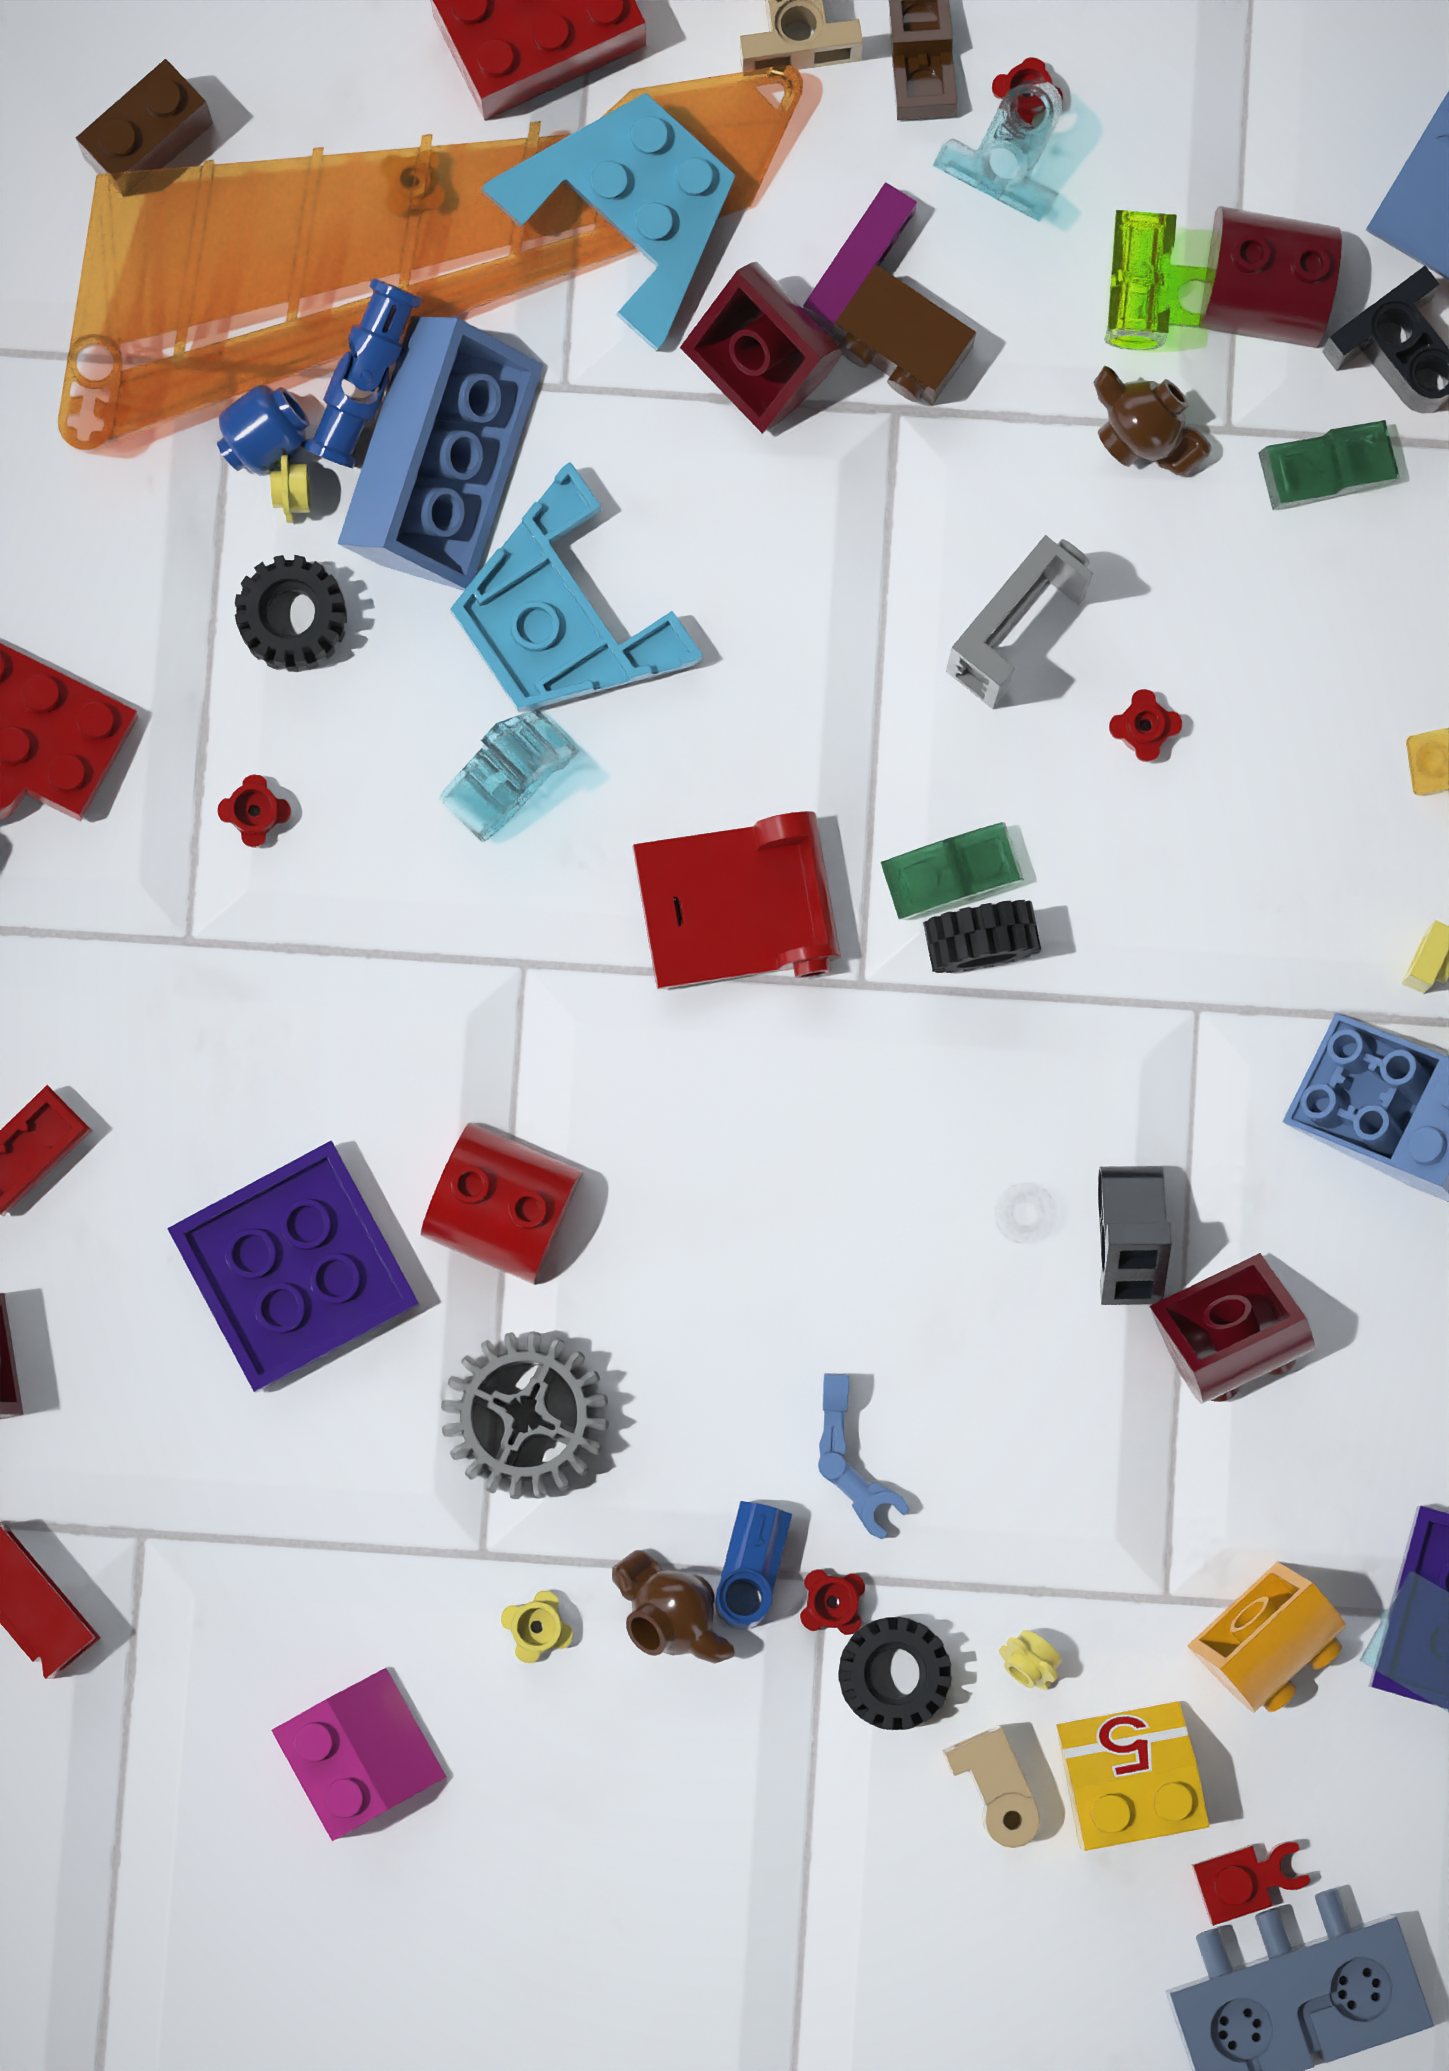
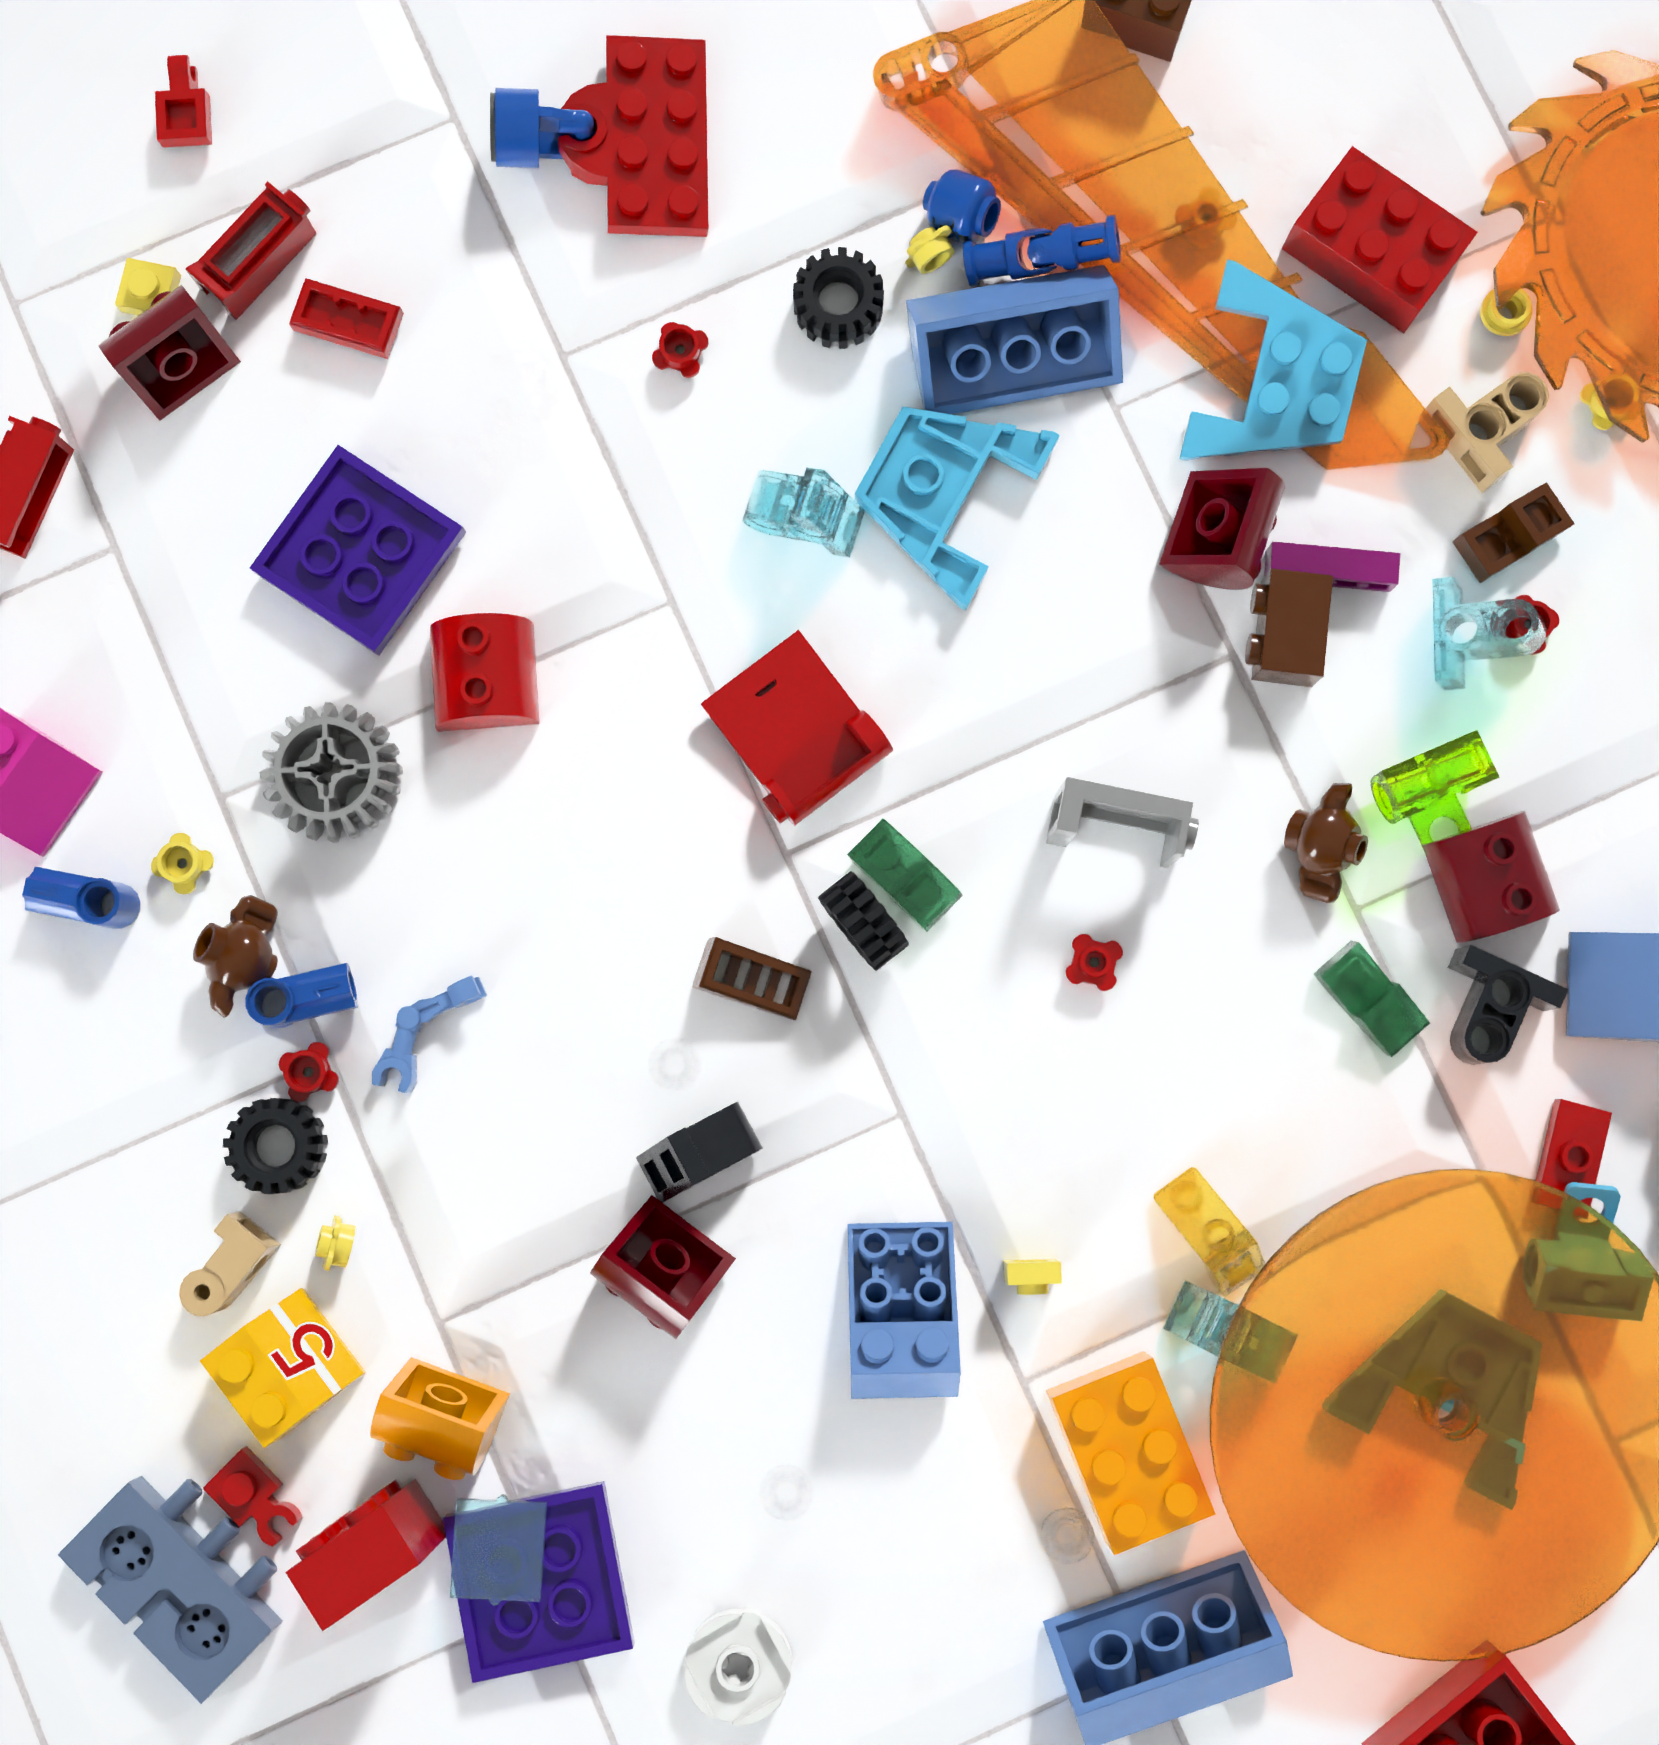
camera: 65 degrees right, 0 degrees up
(516, 1756) = (79, 898): none -> blue piece
(941, 1123) = (708, 964): none -> reddish brown slope
(1369, 1765) = (366, 1551): none -> red brick

